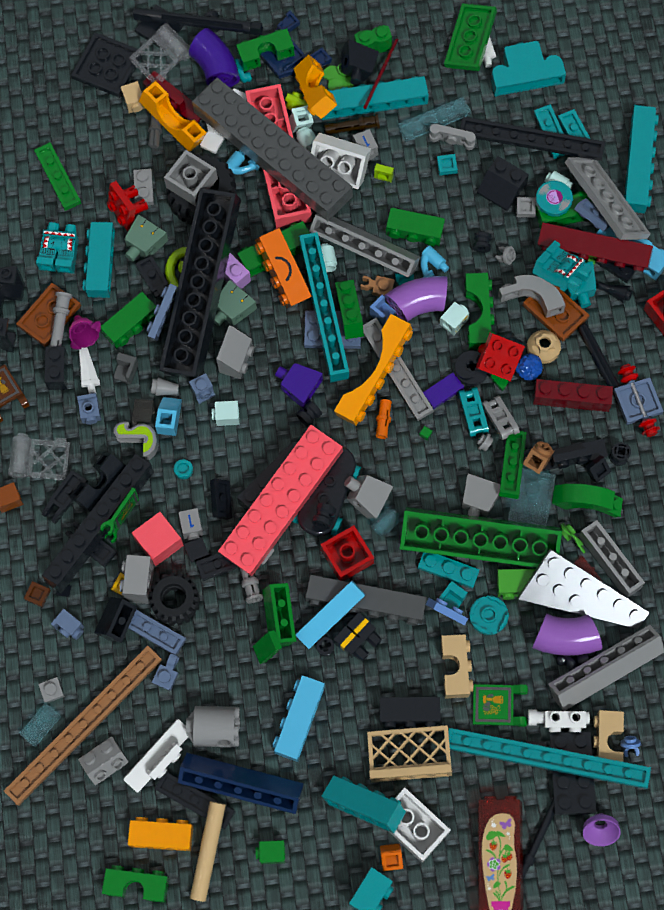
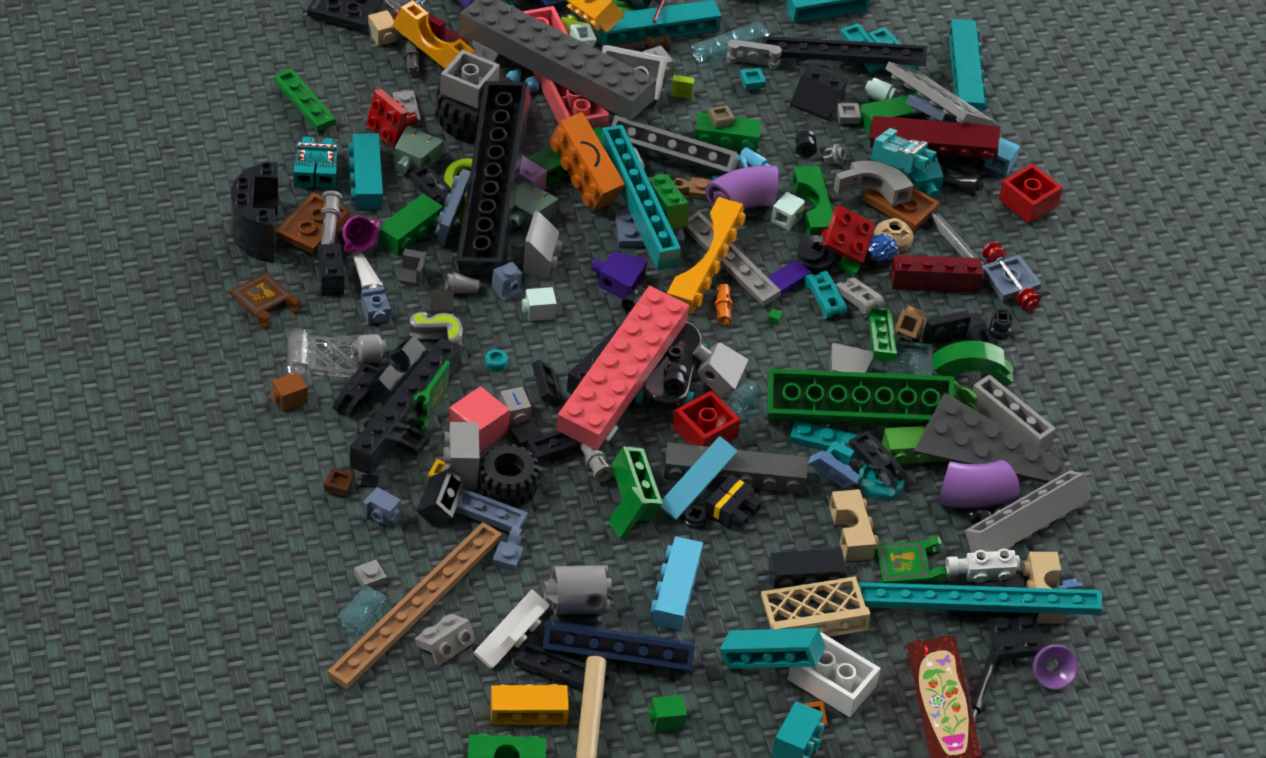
camera: 15 degrees left, 25 degrees down
(77, 457) = (369, 349): none -> light grey head
(168, 416) = (472, 311): medium azure slope -> none
(381, 310) = (699, 203): medium blue panel -> none
(409, 215) = (721, 116): none -> dark tan tile
(484, 442) = (844, 319): light grey plate -> none
(486, 597) = (877, 457): none -> black hinge
(554, 198) = (880, 97): teal tile -> none

